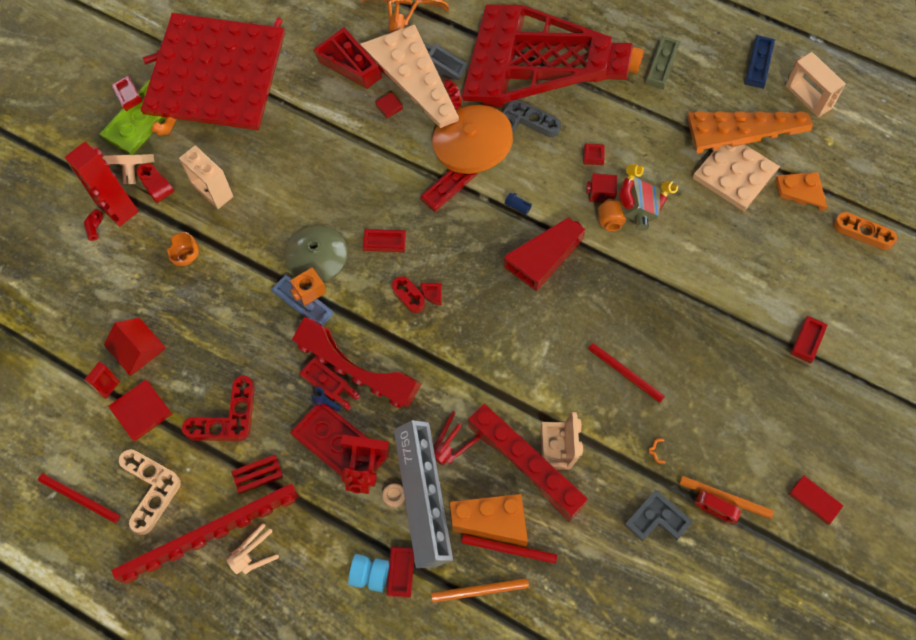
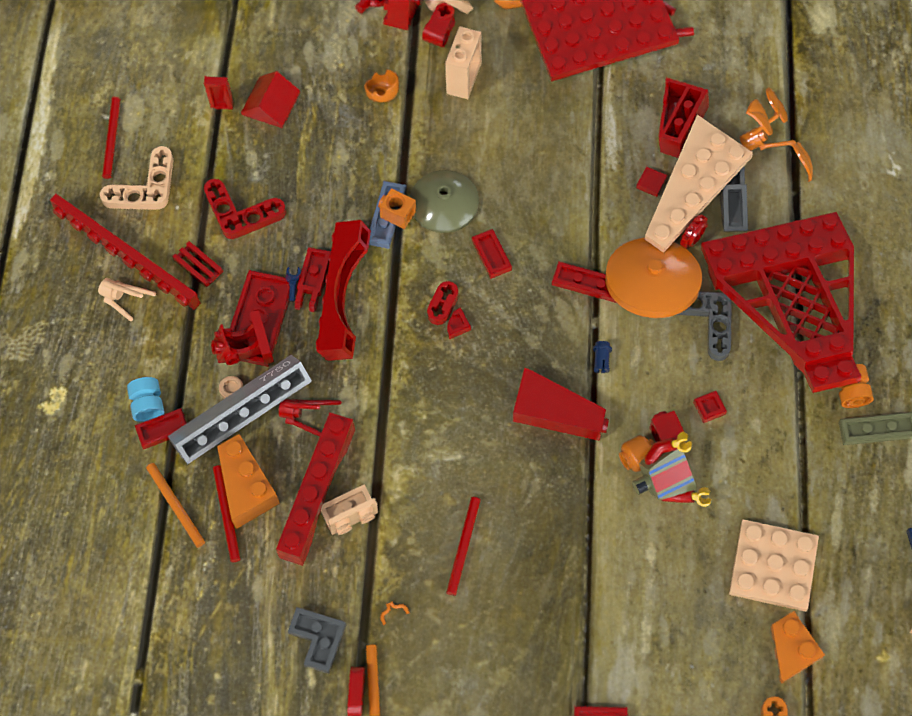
camera: 65 degrees right, 0 degrees up
(140, 410) = (212, 139): red tile -> none
(741, 128) = (832, 544): orange wing -> none

